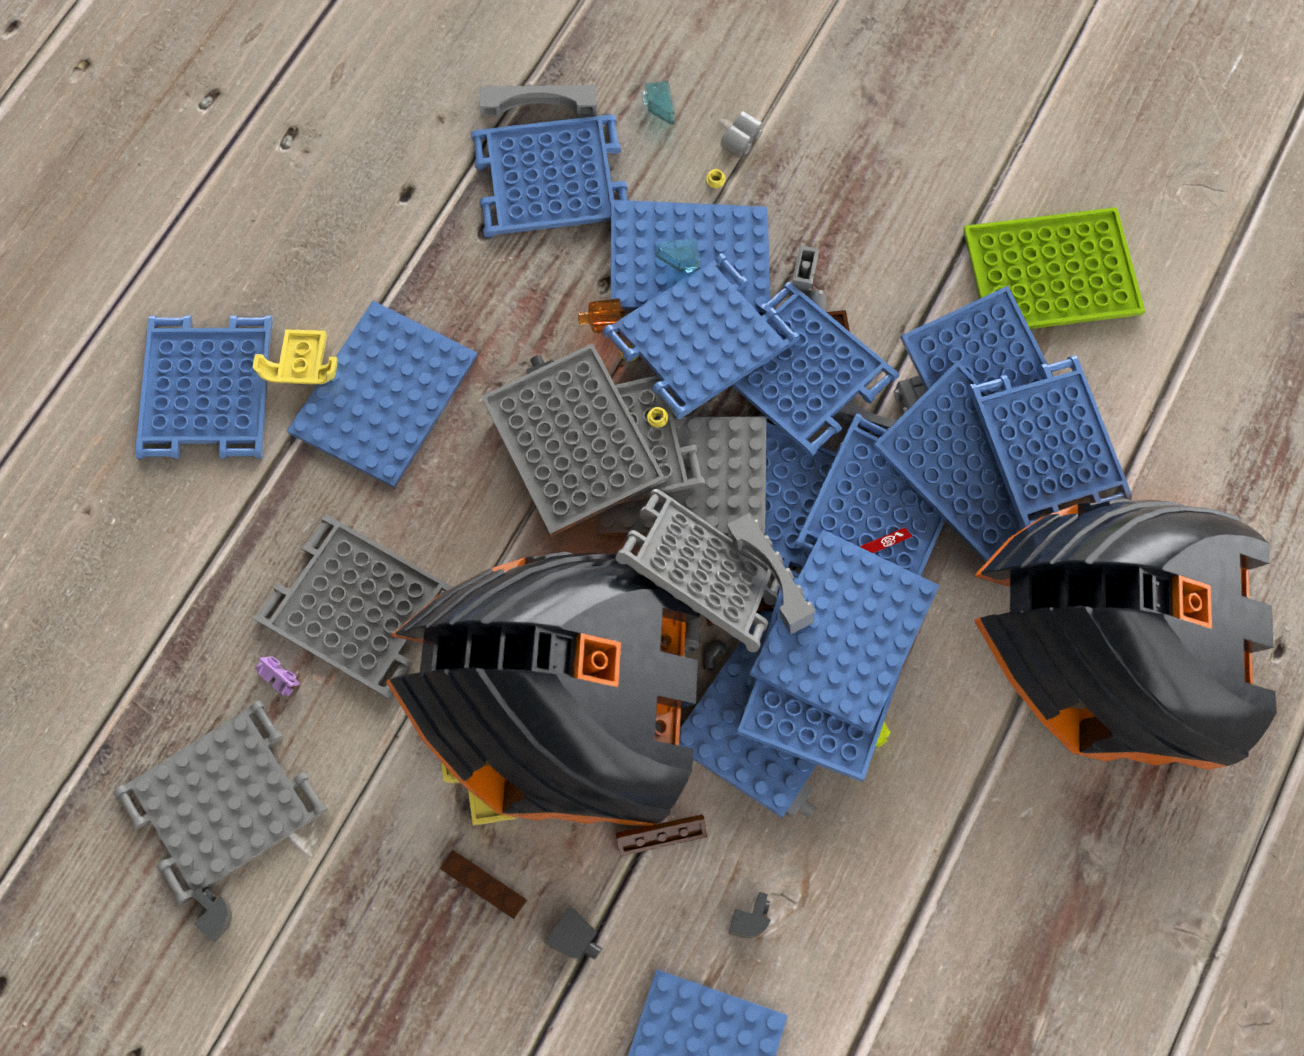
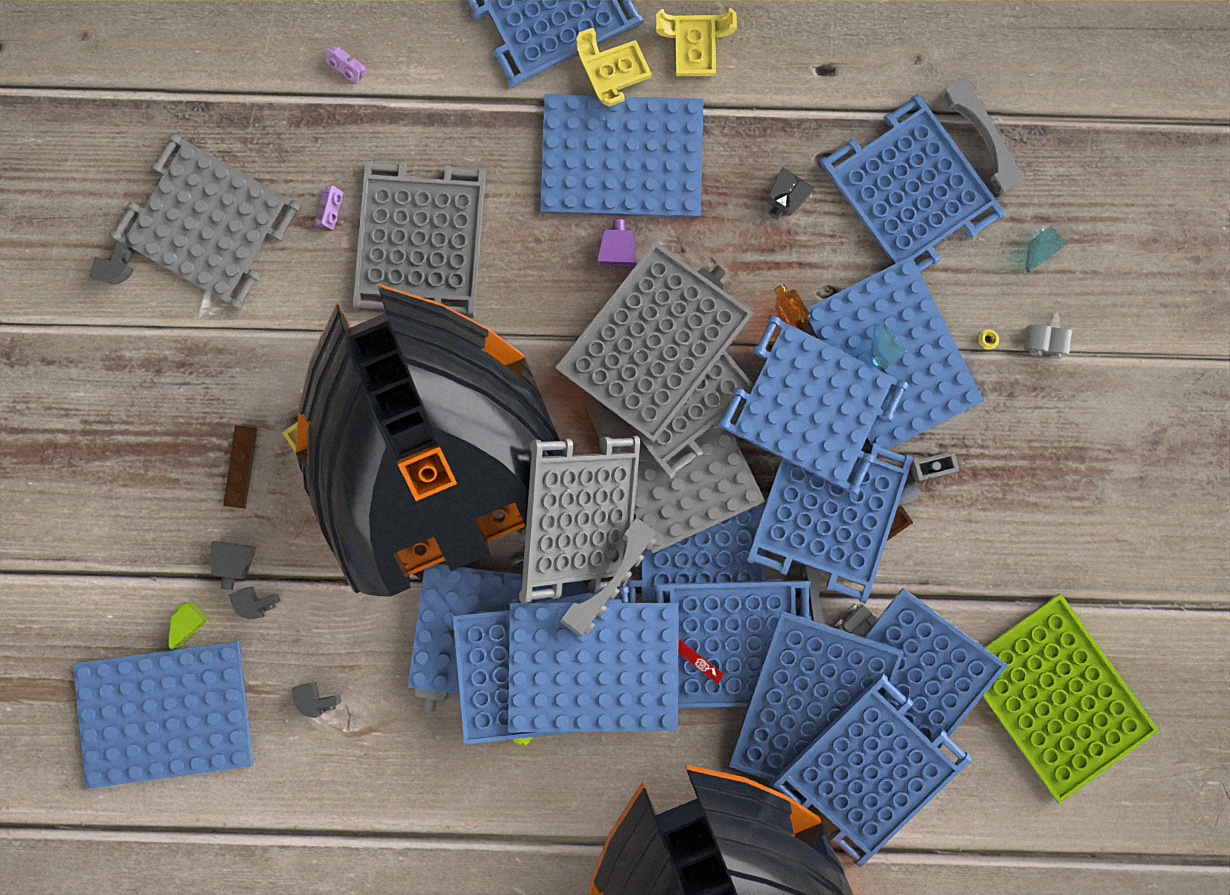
camera: 65 degrees right, 15 degrees up
(142, 597) = (339, 59): none -> lavender hinge
(316, 280) = (696, 39): none -> light yellow piece
(466, 434) = (617, 246): none -> medium lavender torso
(499, 272) = (788, 194): none -> dark grey torso
(612, 1012) = (185, 623): none -> lime slope
(626, 940) = (247, 604): none -> dark grey brick
(657, 411) = (711, 400): light yellow plate -> none
(661, 835) = (354, 601): reddish brown plate -> none

